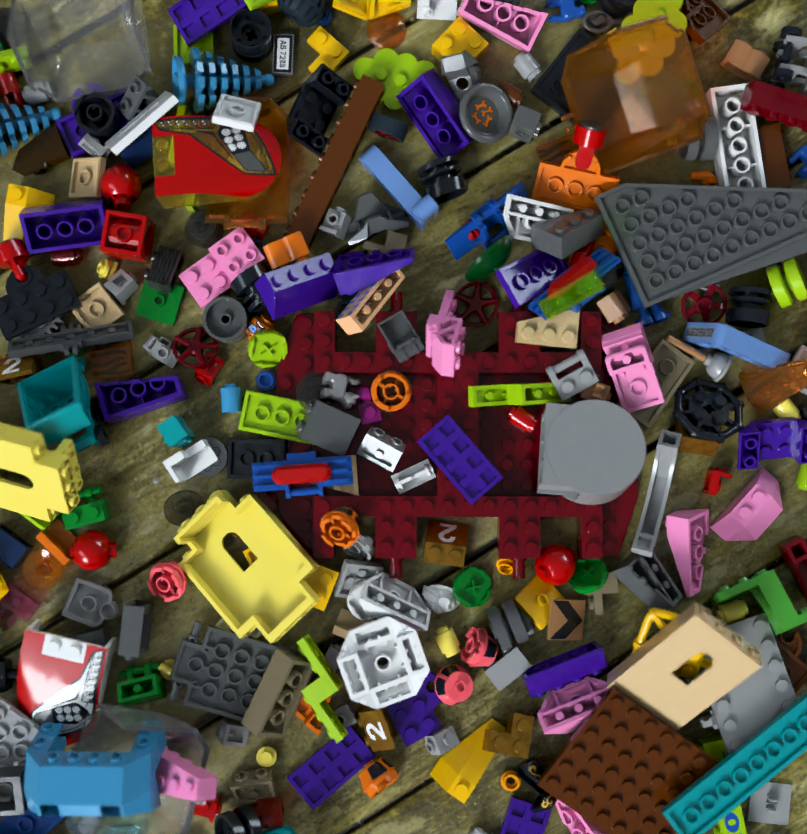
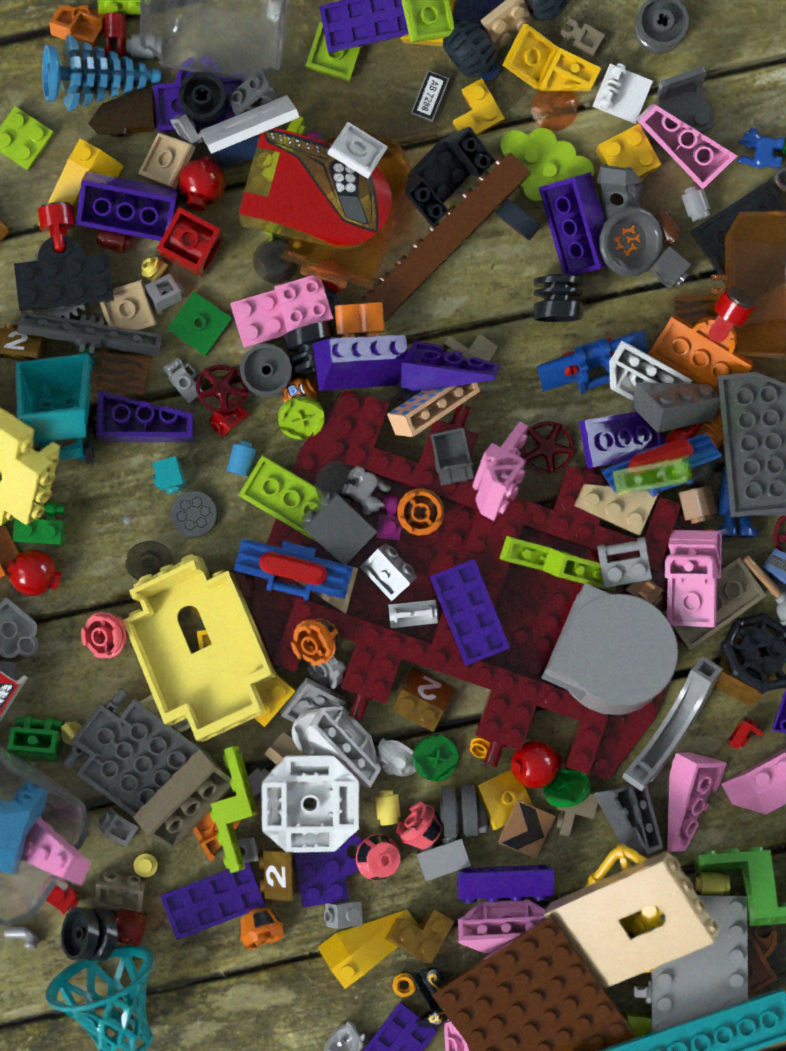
camera: 15 degrees right, 0 degrees up
(135, 629) = (52, 675): dark grey window -> none
(164, 269) = (217, 290): pearl dark grey brick -> none
(191, 461) = (175, 512): white panel -> none
(208, 79) = (343, 100): dark azure plant -> none
(248, 451) = (238, 523): black tile -> none
(249, 25) = (401, 52): black wheel -> none
(266, 380) = (286, 452): blue plate -> none
(336, 223) = (427, 310): light grey brick -> none
(372, 217) = (466, 312): dark grey piece -> none
(419, 210) = (521, 323): medium blue beam -> none
(490, 260) = (579, 407): dark green dish -> none
(522, 418) = (554, 591): red brick -> none

